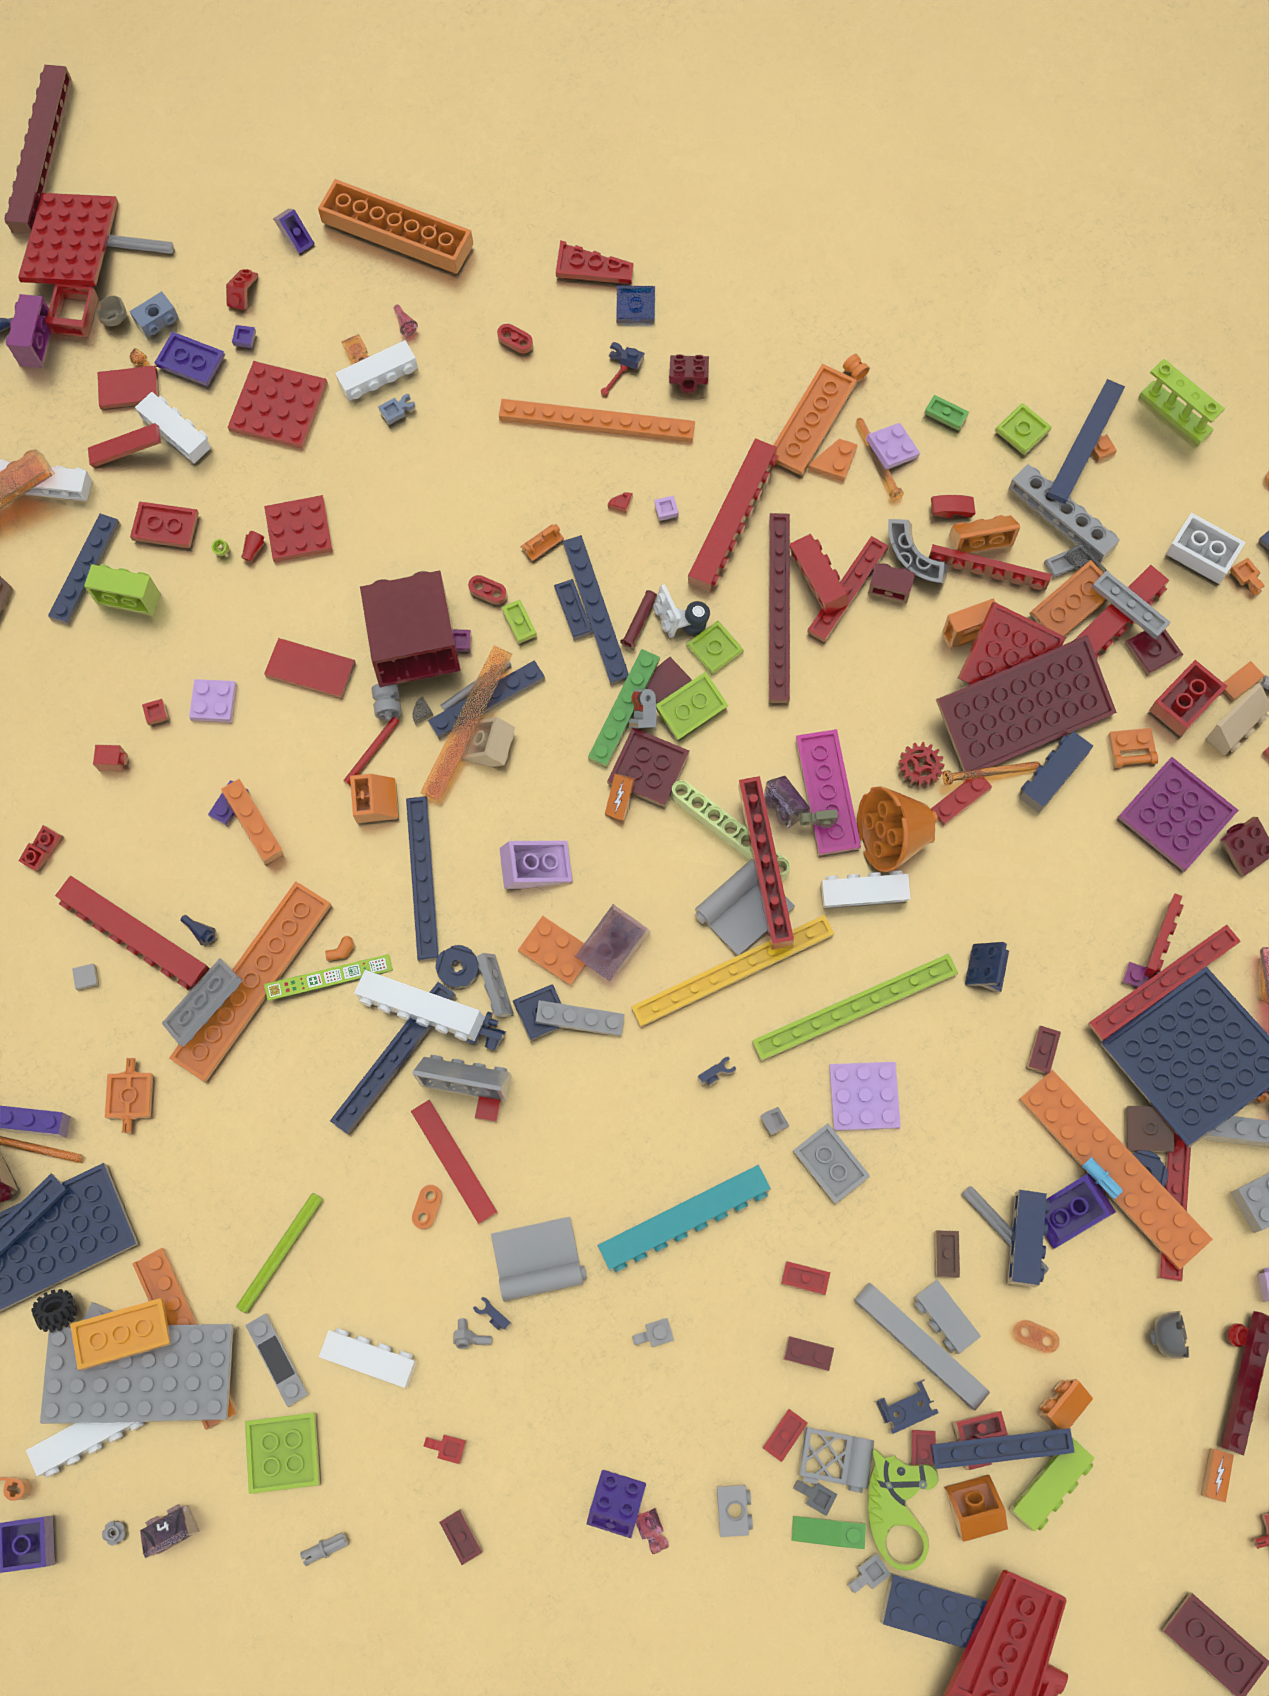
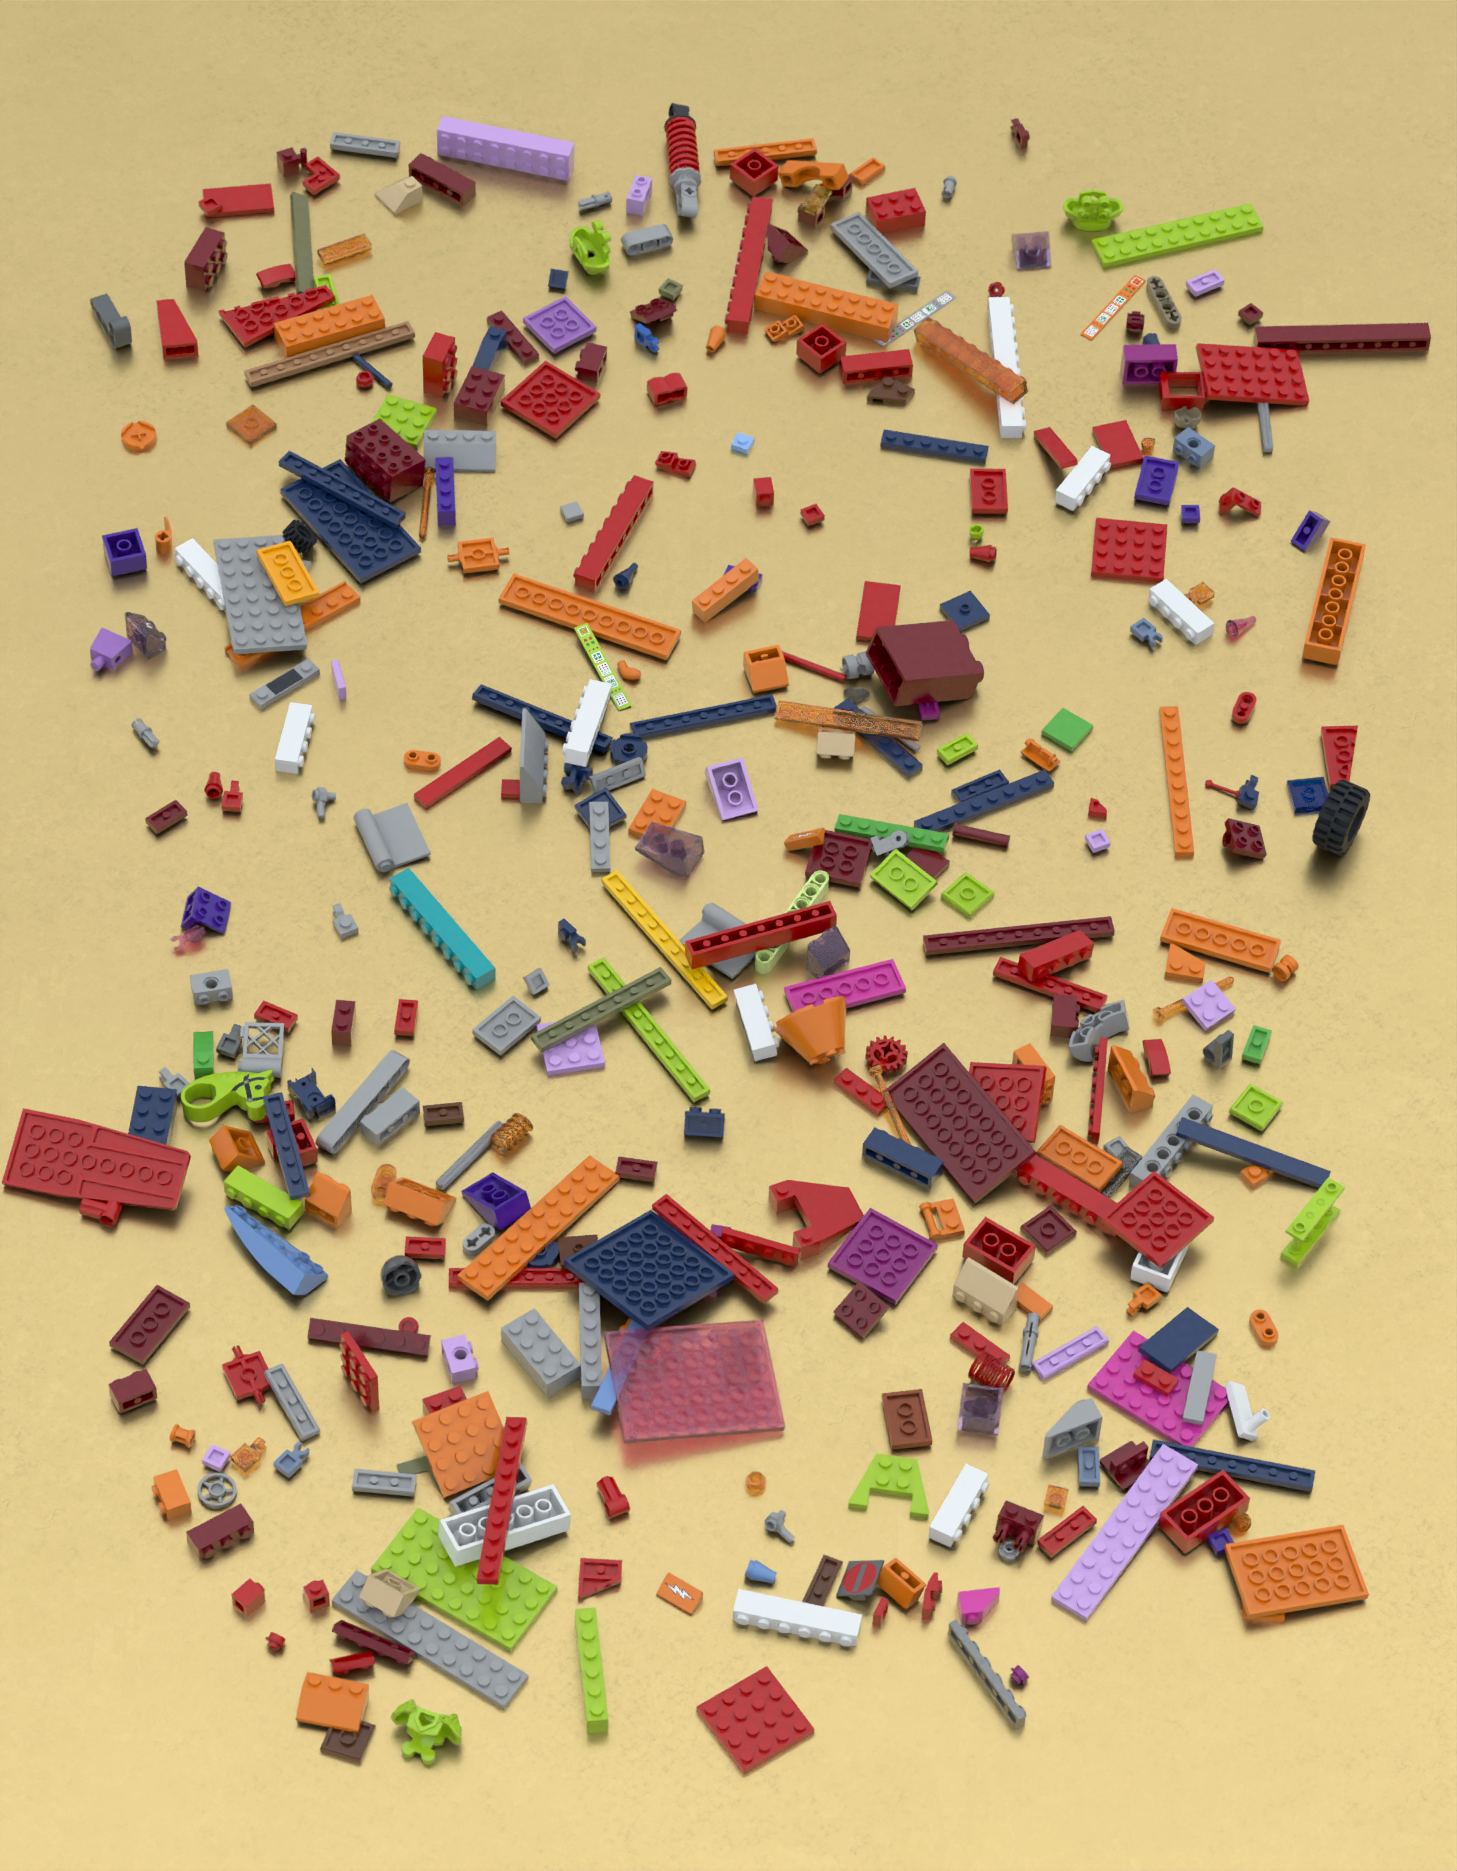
camera: 75 degrees right, 20 degrees down
(27, 769) = (742, 443): none -> light blue plate
(107, 1535) = (139, 606): light grey plate -> none
(122, 589) = (917, 469): lime brick -> none
(180, 1583) = (109, 650): none -> medium lavender torso
(201, 1002) = (563, 583): light grey plate -> none
(212, 700) = (832, 552): lavender plate -> none
(279, 1253) = (370, 672): lime axle -> none
(282, 1453) = (213, 696): lime plate -> none
(287, 1291) = (338, 679): none -> lavender tile
(298, 528) = (1010, 583): red plate -> none
(327, 580) = (965, 610): none -> dark blue plate
(424, 1469) = (214, 786): none -> red cone
(488, 590) = (982, 722): red plate -> none
(498, 1320) = (340, 815): dark blue plate -> none
(510, 510) = (1067, 729): none -> bright green tile
(672, 618) = (984, 852): white plate -> none
(694, 270) = (1341, 817): none -> black tyre
(732, 515) = (1100, 886): brick -> none
(820, 818) = (814, 981): olive plate -> none
(833, 1054) = (601, 1009): none -> olive plate
(955, 445) = (1220, 1049): none -> dark grey plate
(986, 1180) = (510, 1133): none -> clear orange piece
(1027, 1238) = (465, 1160): dark blue brick -> none
(1067, 1297) = (418, 1201): none -> orange slope
(1102, 1178) = (527, 1208): medium azure axle -> none
(1118, 859) = (826, 1210): none -> red wedge
(1125, 1234) = (478, 1239): none -> light grey beam
(1129, 1478) = (276, 1255): none -> medium blue wedge
(1131, 604) = (1080, 1191): light grey plate -> none
(1131, 1301) = (425, 1247): none -> red plate
(1179, 537) = (1157, 1219): none -> red plate
(1217, 1475) = (288, 1319): orange slope -> none

